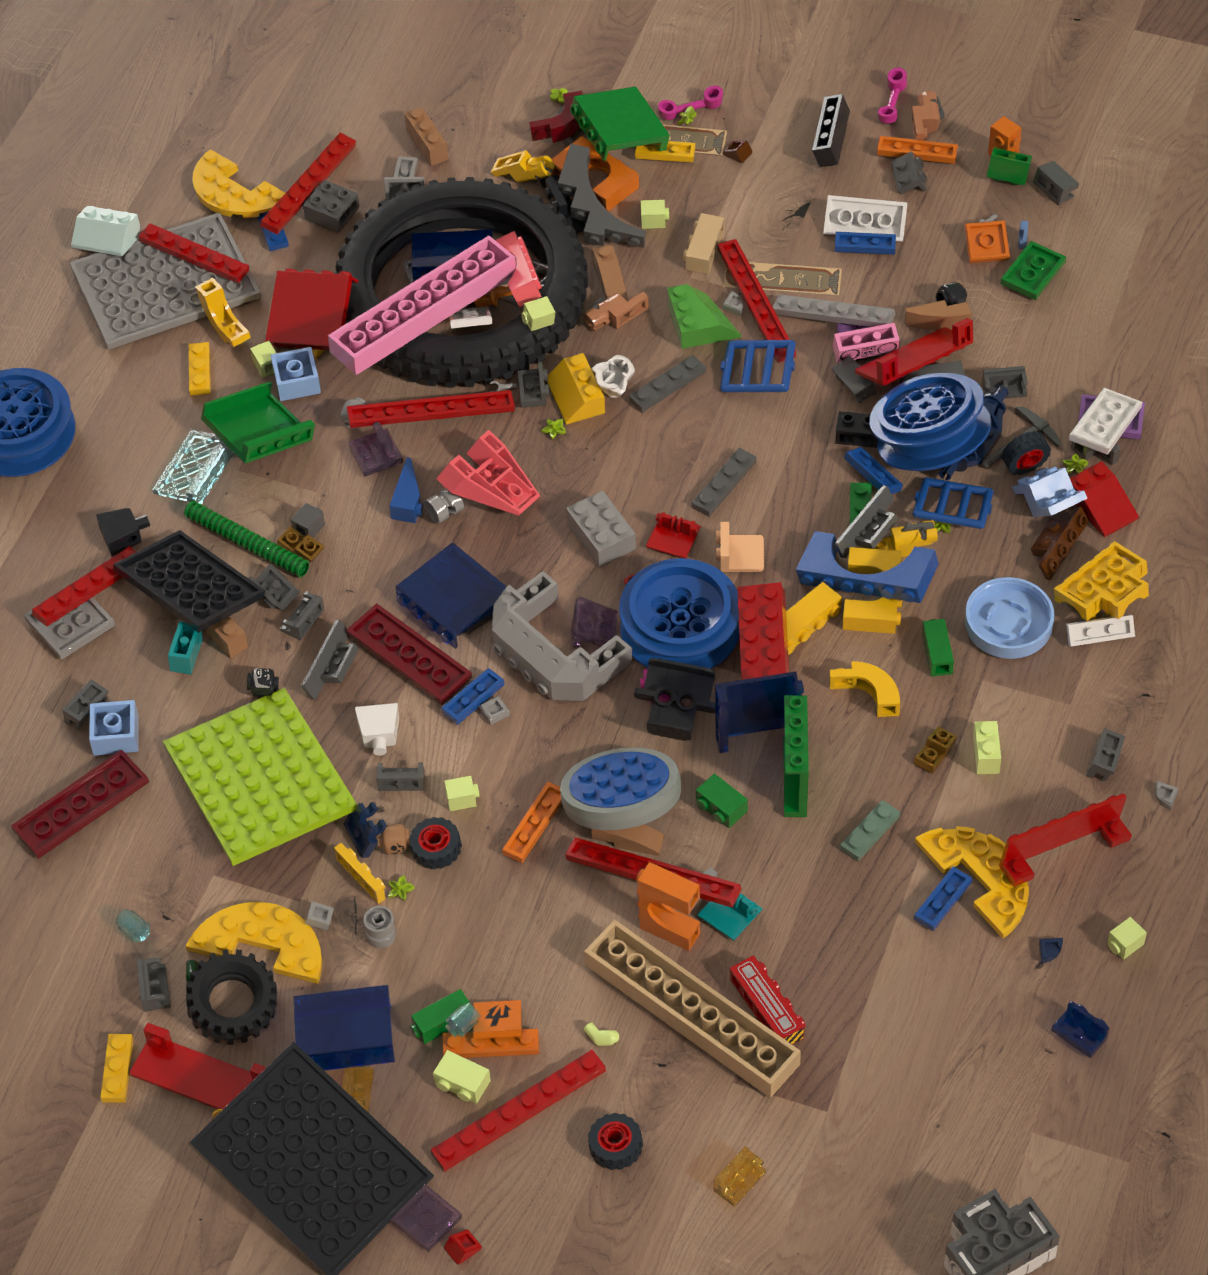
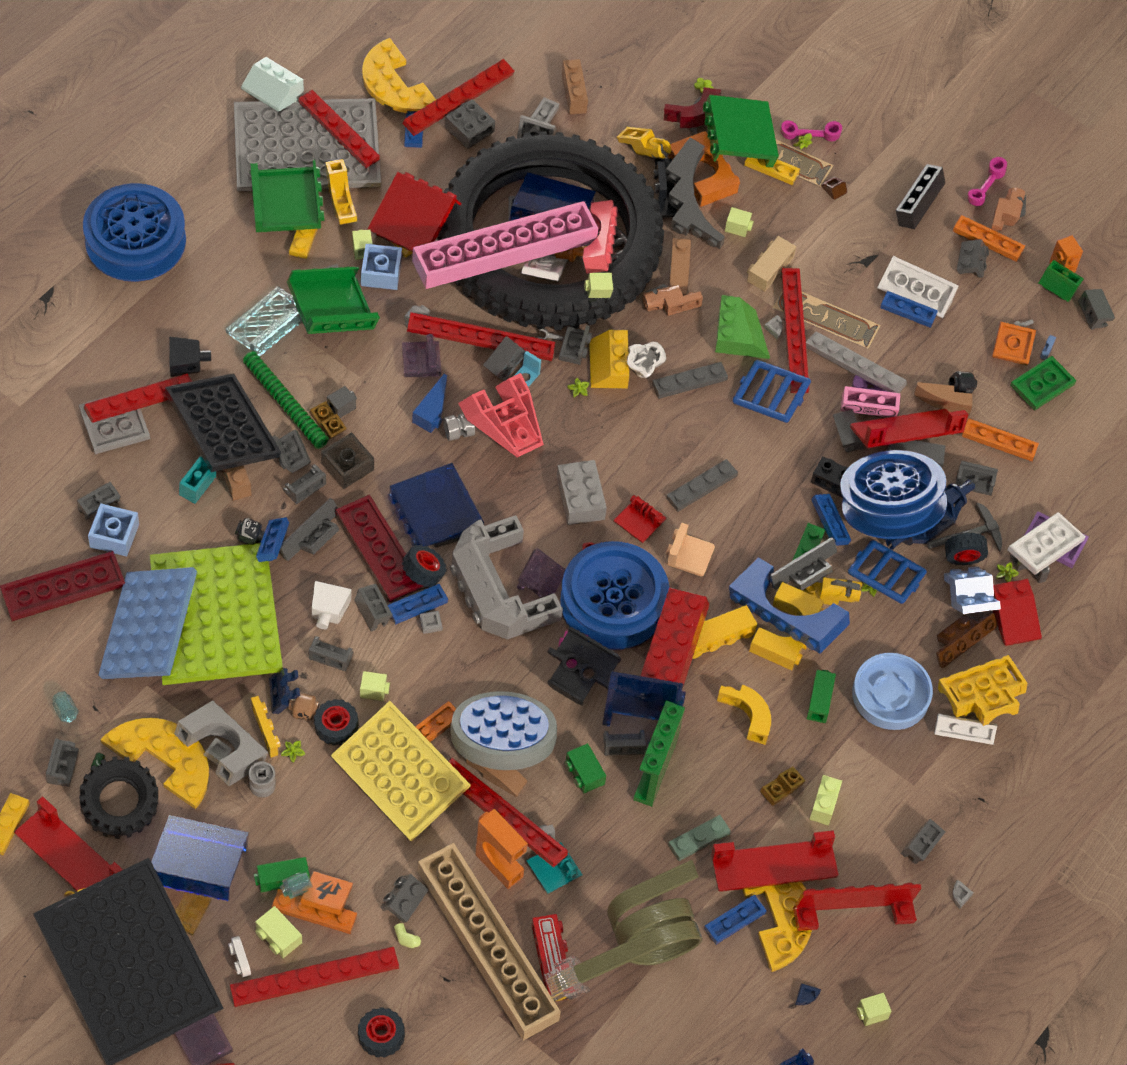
camera: 10 degrees right, 5 degrees up
(166, 338) = (286, 198): none -> green panel
(191, 809) = (148, 623): none -> medium blue plate
(291, 681) = (272, 539): none -> blue plate
(303, 885) = (214, 721): none -> light grey arch
(339, 576) = (347, 460): none -> clear smoke brick
(426, 714) = (372, 606): none -> dark grey hinge
(435, 1123) = (236, 948): none -> white plate
(465, 422) = (505, 358): none -> dark grey hinge
(465, 654) = (424, 565): none -> black wheel
(495, 421) = (531, 366): none -> medium azure bracket
(526, 867) = (400, 771): none -> light yellow plate
(582, 995) = (404, 897): none -> dark grey bracket
(751, 763) = (624, 743): none -> dark grey hinge
(859, 944) = (643, 938): none -> olive piece
(961, 827) = (774, 863): none -> red bracket
(1013, 338) = (1000, 439): none -> orange plate

